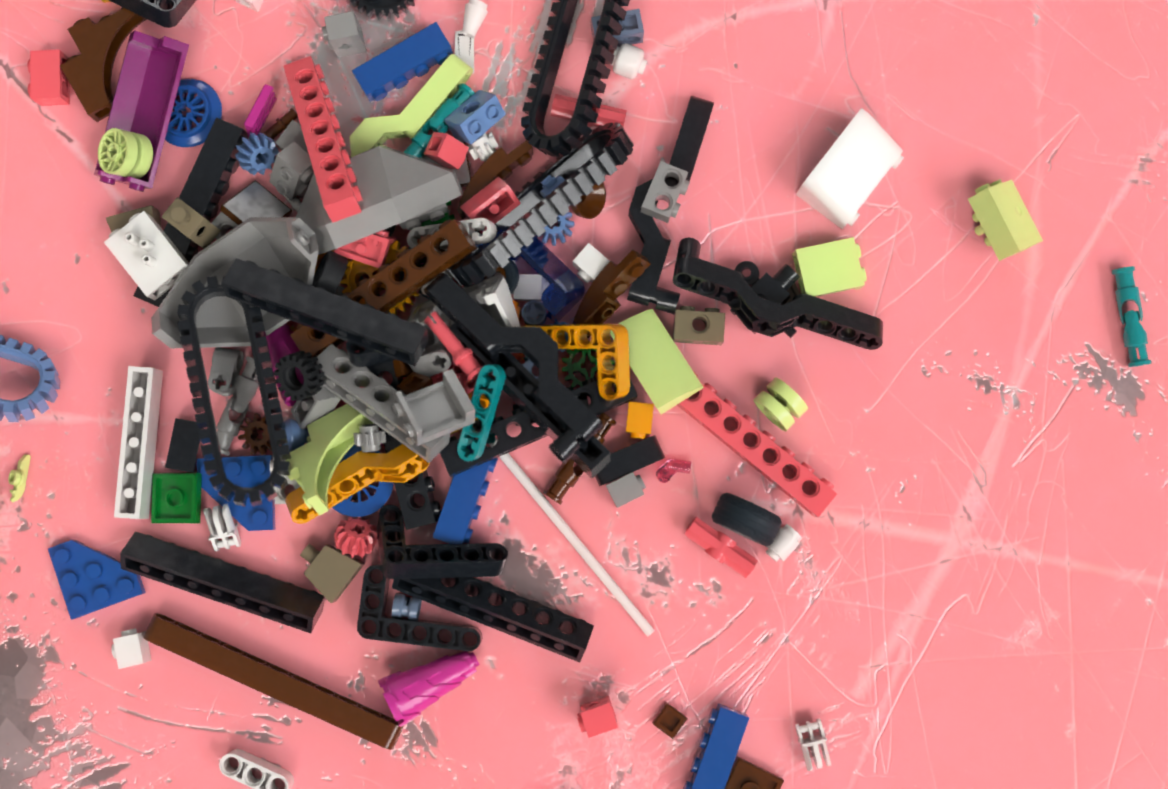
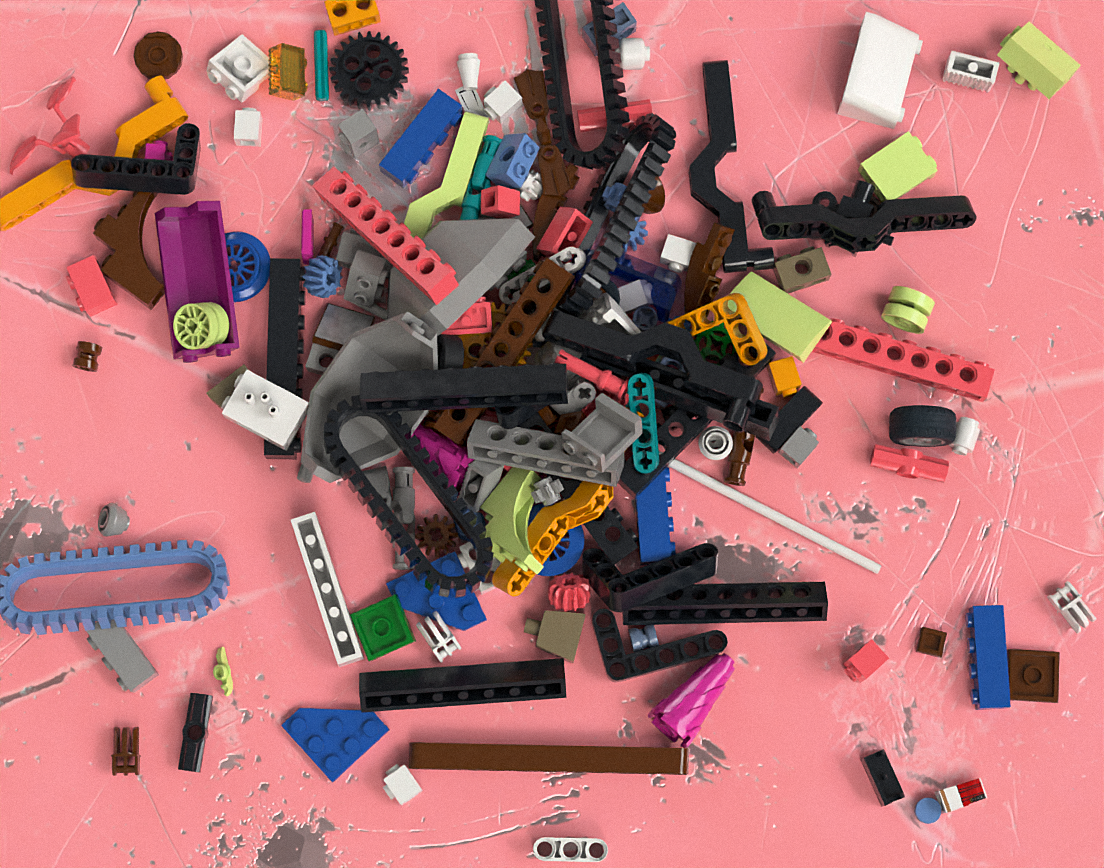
camera: 25 degrees left, 5 degrees down
(15, 145) = (87, 356): none -> reddish brown wheel
(183, 446) = (370, 575): black hinge -> none
(189, 222) = (294, 363): dark tan torso -> none
(289, 381) = (452, 467): black tyre -> none
(490, 58) = (501, 102): none -> white brick
(508, 138) = (552, 168): none -> reddish brown piece
(540, 456) = (722, 440): none -> white cone
(661, 191) = (714, 159): light grey brick -> none
(670, 468) = (832, 410): clear pink arm -> none
(936, 204) = (970, 71): none -> brick

